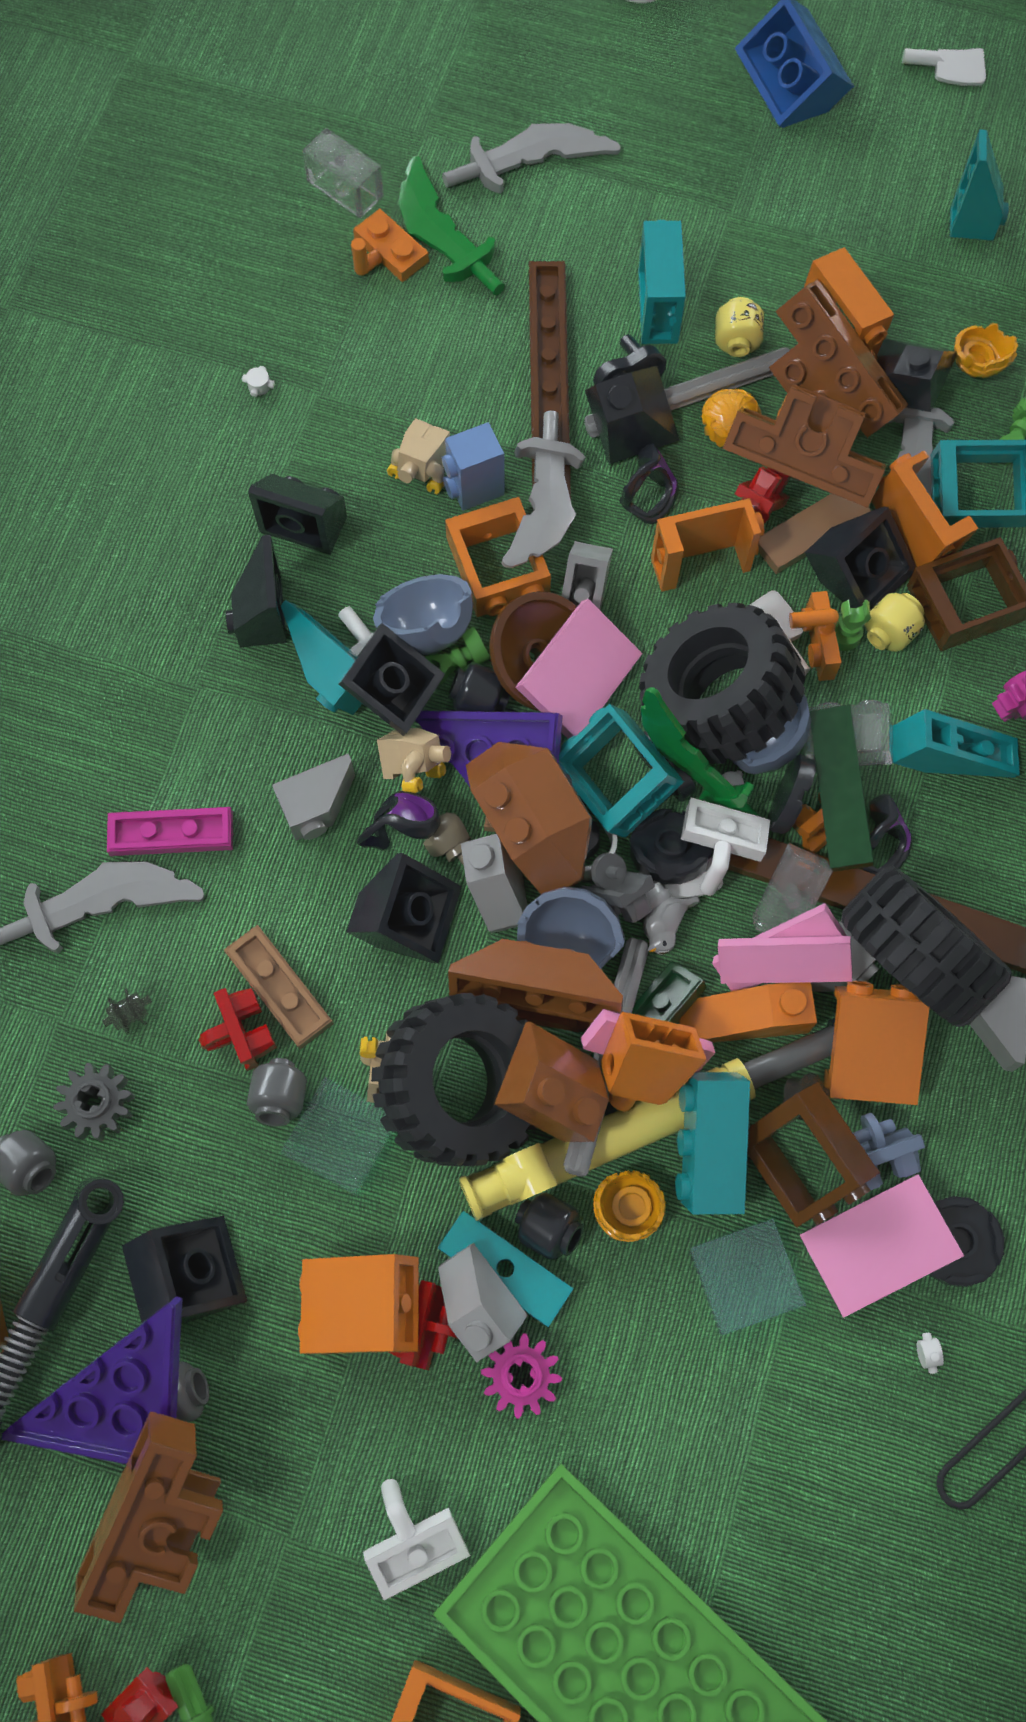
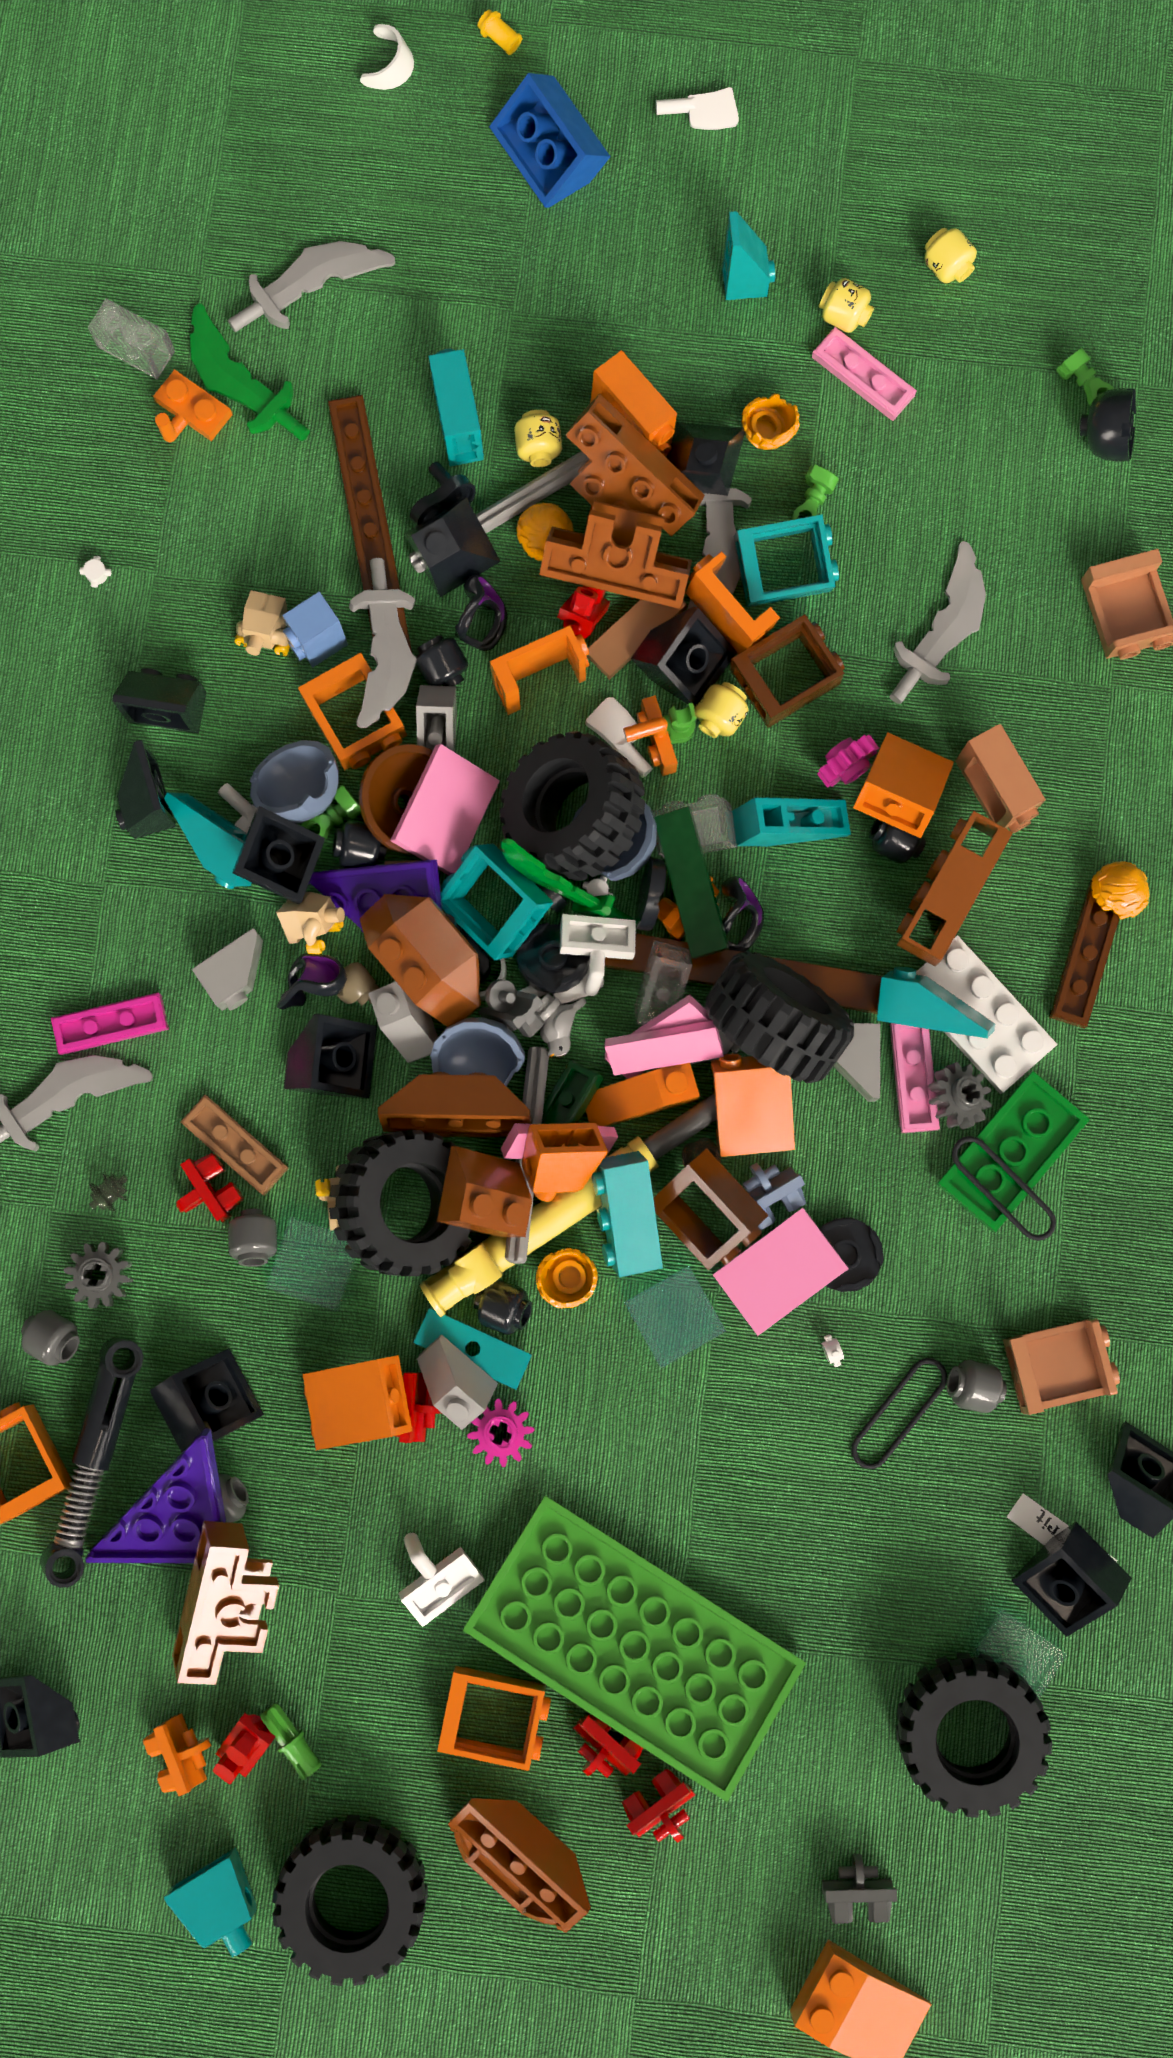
camera: 10 degrees left, 10 degrees up
(601, 522) = (441, 661): none -> black head

